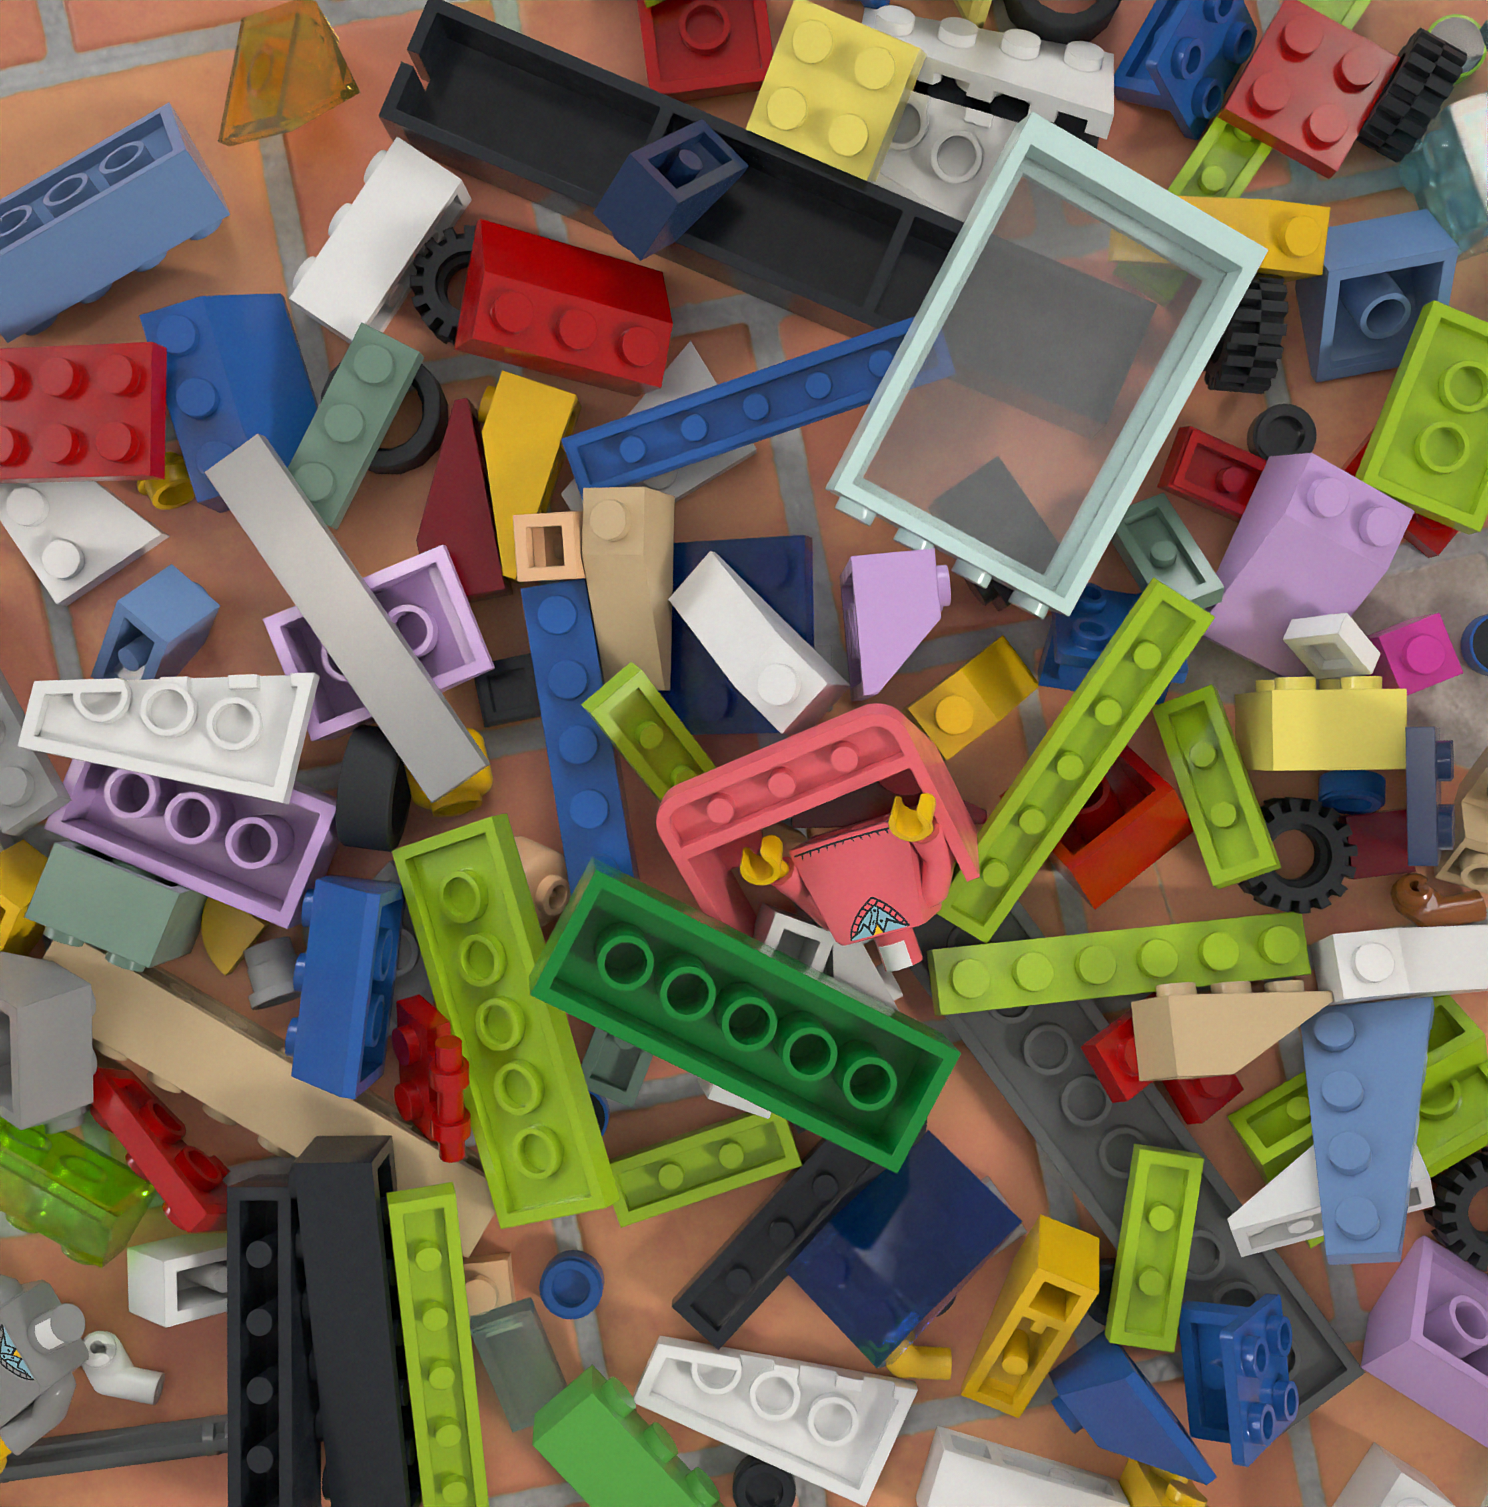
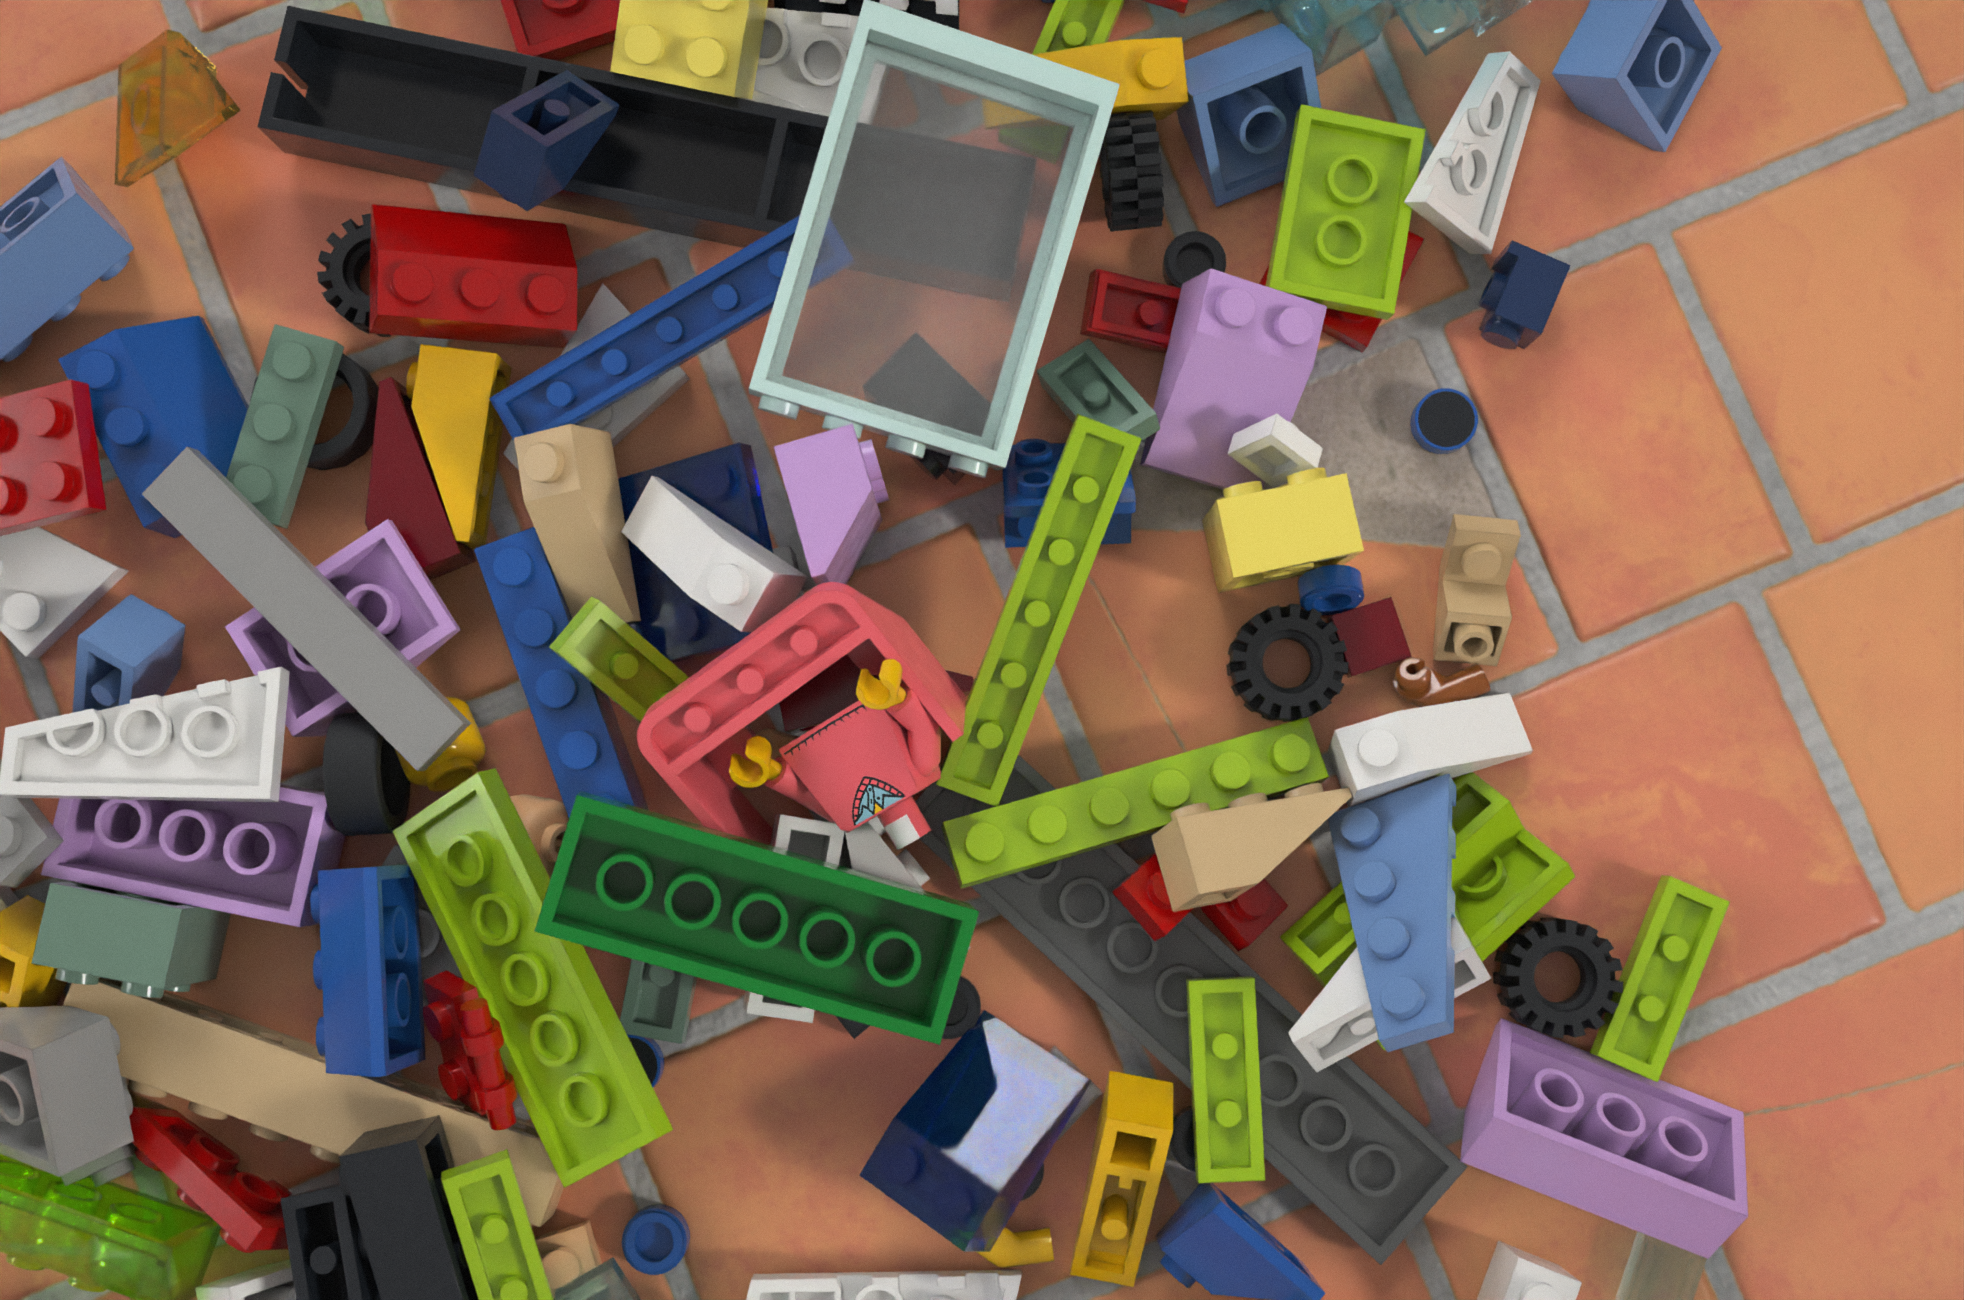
camera: 10 degrees left, 5 degrees down
(174, 490) = (119, 522): yellow plate -> none
(229, 933) = (250, 948): yellow tile -> none
(271, 972) = (294, 981): light grey piece -> none
(375, 240) = (278, 246): white brick -> none
(508, 691) = (482, 656): black tile -> none
(549, 546) = (491, 501): light nougat brick -> none
(701, 1165) = (761, 1088): lime plate -> none
(770, 1239) = (830, 1177): black plate -> none
(972, 698) = (940, 572): yellow slope -> none
(1120, 830) = (1105, 668): red slope -> none
(1215, 787) = (1194, 611): lime plate -> none
(1238, 1374) = (1335, 1189): blue bracket -> none
(1415, 654) = (1359, 445): dark pink brick -> none
(1428, 821) = (1390, 571): dark blue plate -> none

